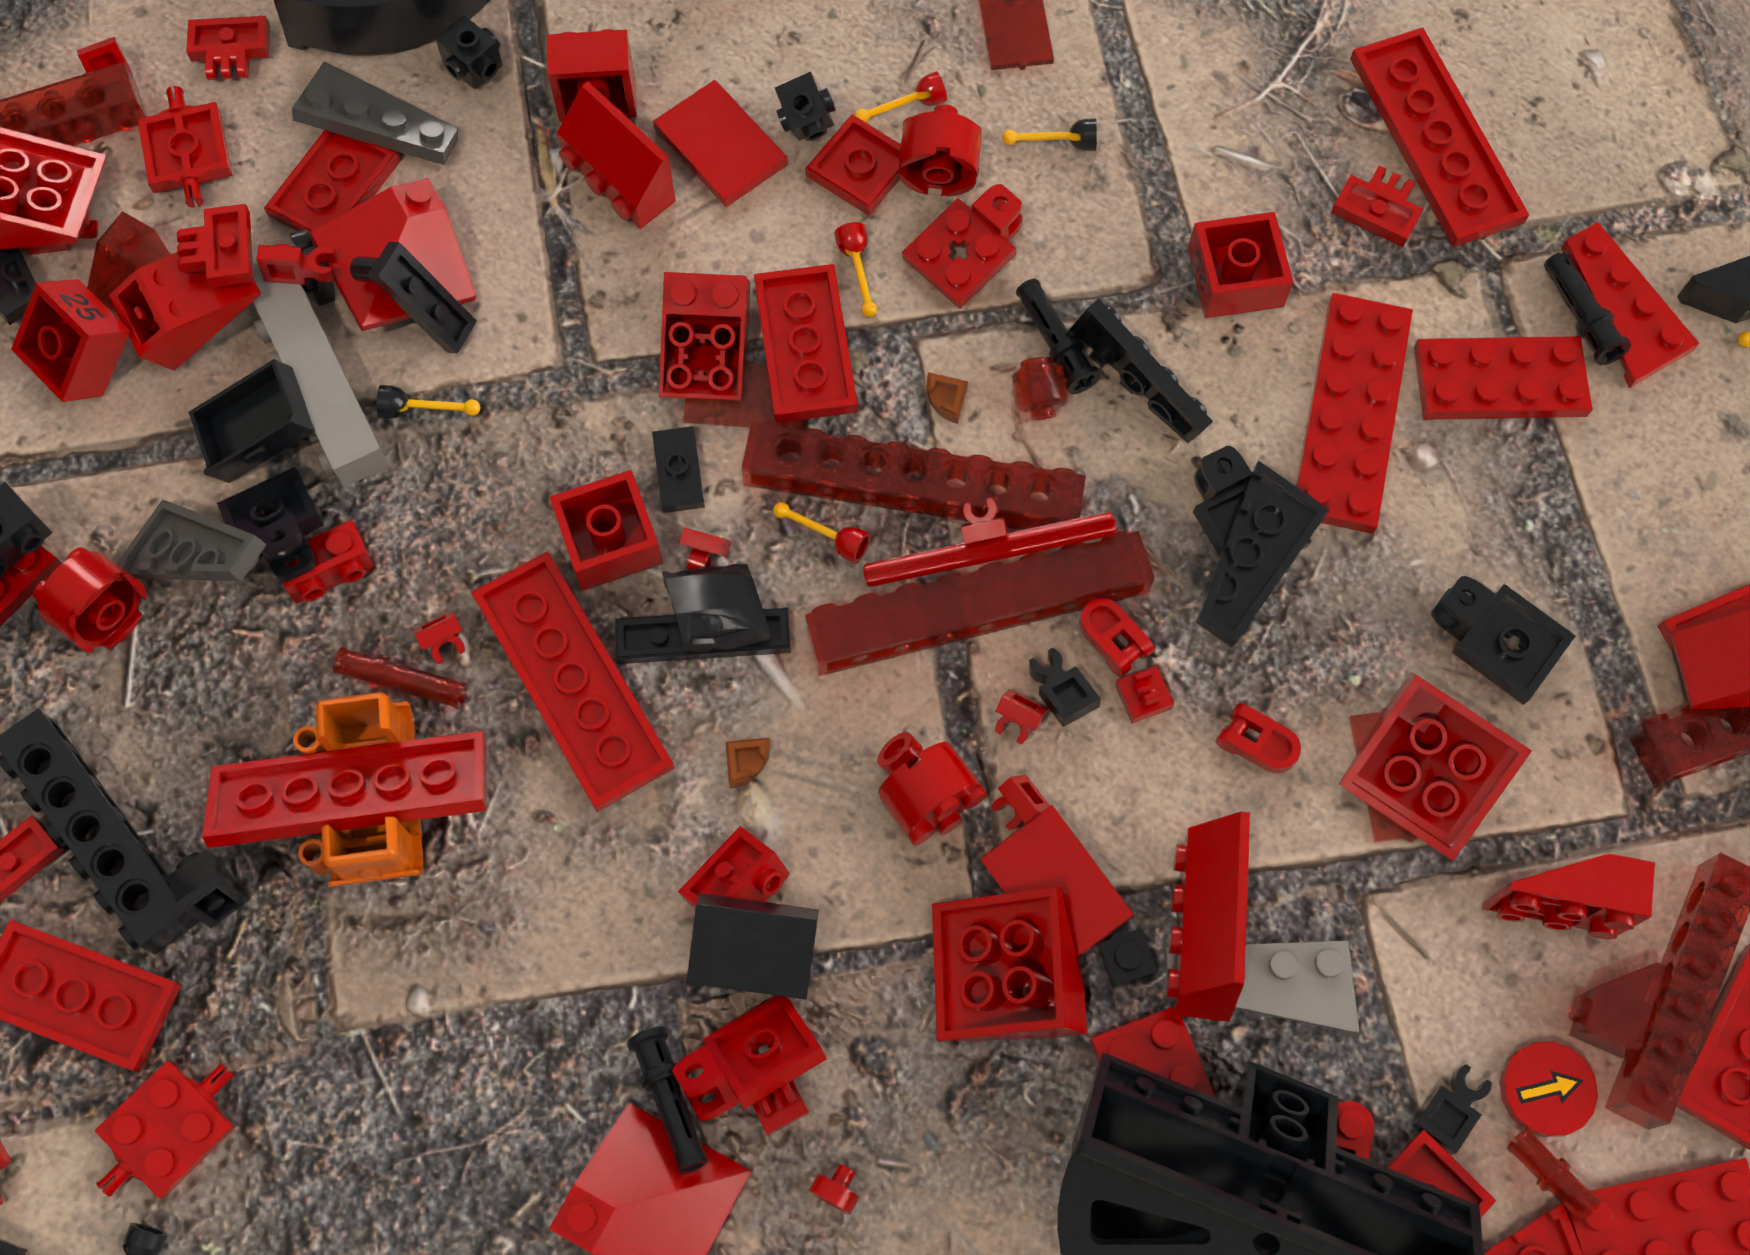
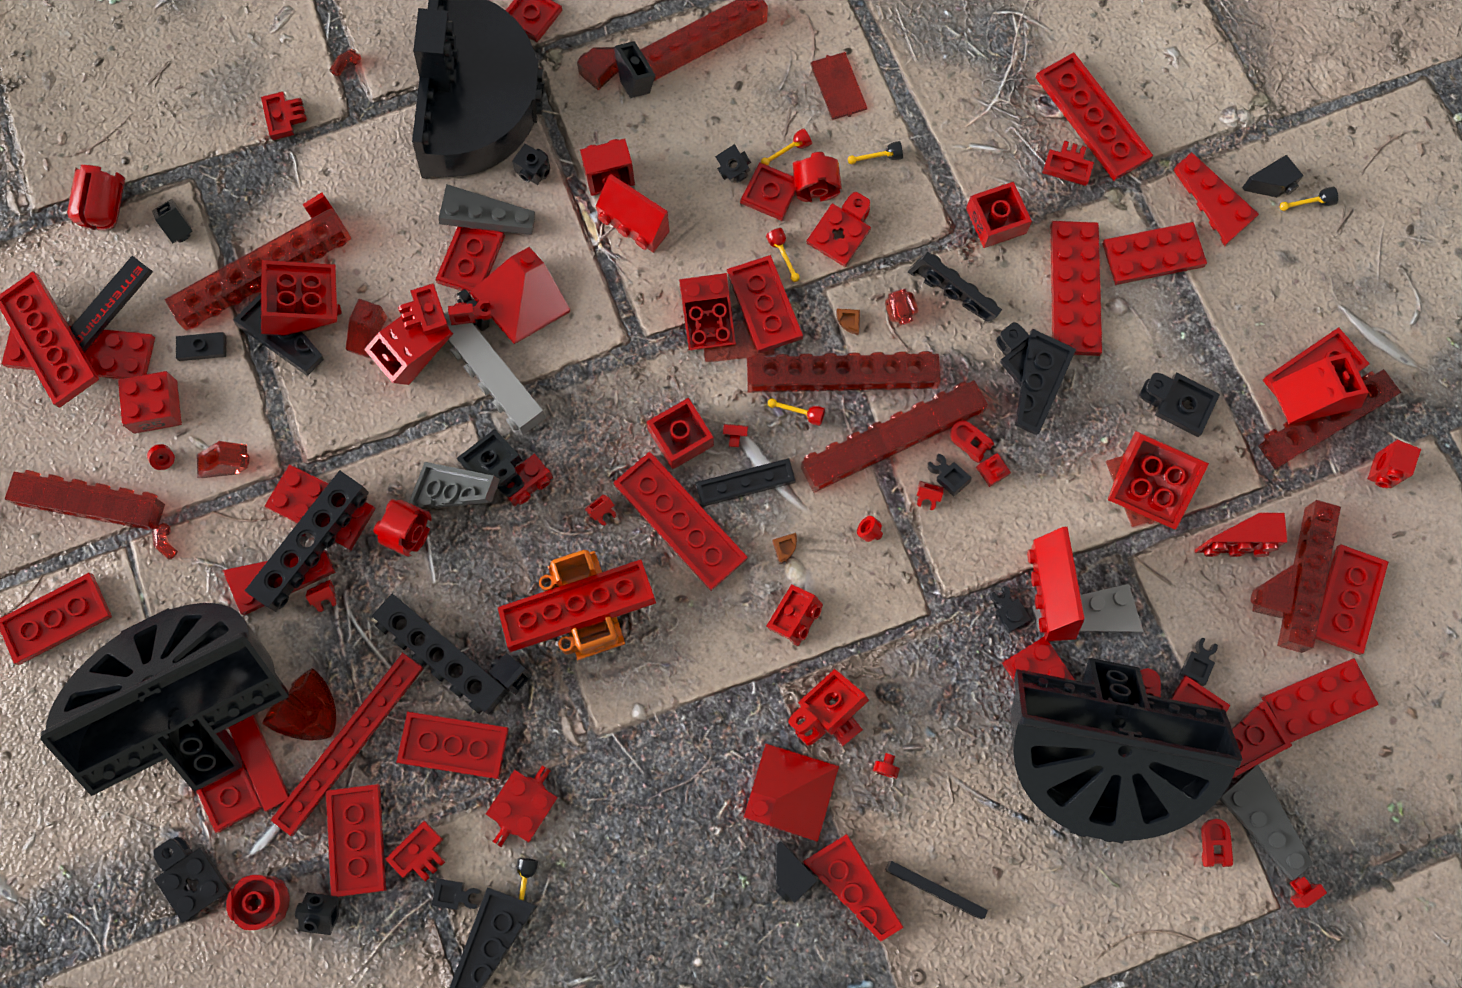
camera: 10 degrees left, 5 degrees up
(70, 339) = (349, 380): red brick -> none
(184, 147) = (379, 251): red plate -> none
(228, 43) = (387, 183): red hinge -> none
(251, 421) = (465, 408): black container -> none
(383, 673) = (583, 537): clear red pin -> none
(393, 403) = (540, 380): hinge -> none
(417, 294) = (541, 316): black piece -> none
(659, 1079) = (781, 727): black pin -> none
(678, 469) = (709, 390): black plate -> none
(716, 607) = (752, 465): black slope -> none
(720, 143) = (687, 192): red tile -> none
(752, 946) = (815, 648): black container -> none
(931, 793) = (892, 547): red brick -> none
(983, 527) = (890, 393): tile -> none
(990, 550) = (894, 405): red axle -> none
(1006, 968) = (951, 633): red slope -> none
(1023, 798) = (941, 540): red tile -> none
(1051, 855) = (969, 585): red tile -> none
(1063, 348) = (910, 281): black pin -> none
(1275, 748) = (1070, 485): red plate -> none
(1549, 1089) = (1247, 642): red tile -> none
(1553, 1175) = (1257, 686): clear red pin -> none
(1593, 320) = (1199, 212): black pin -> none

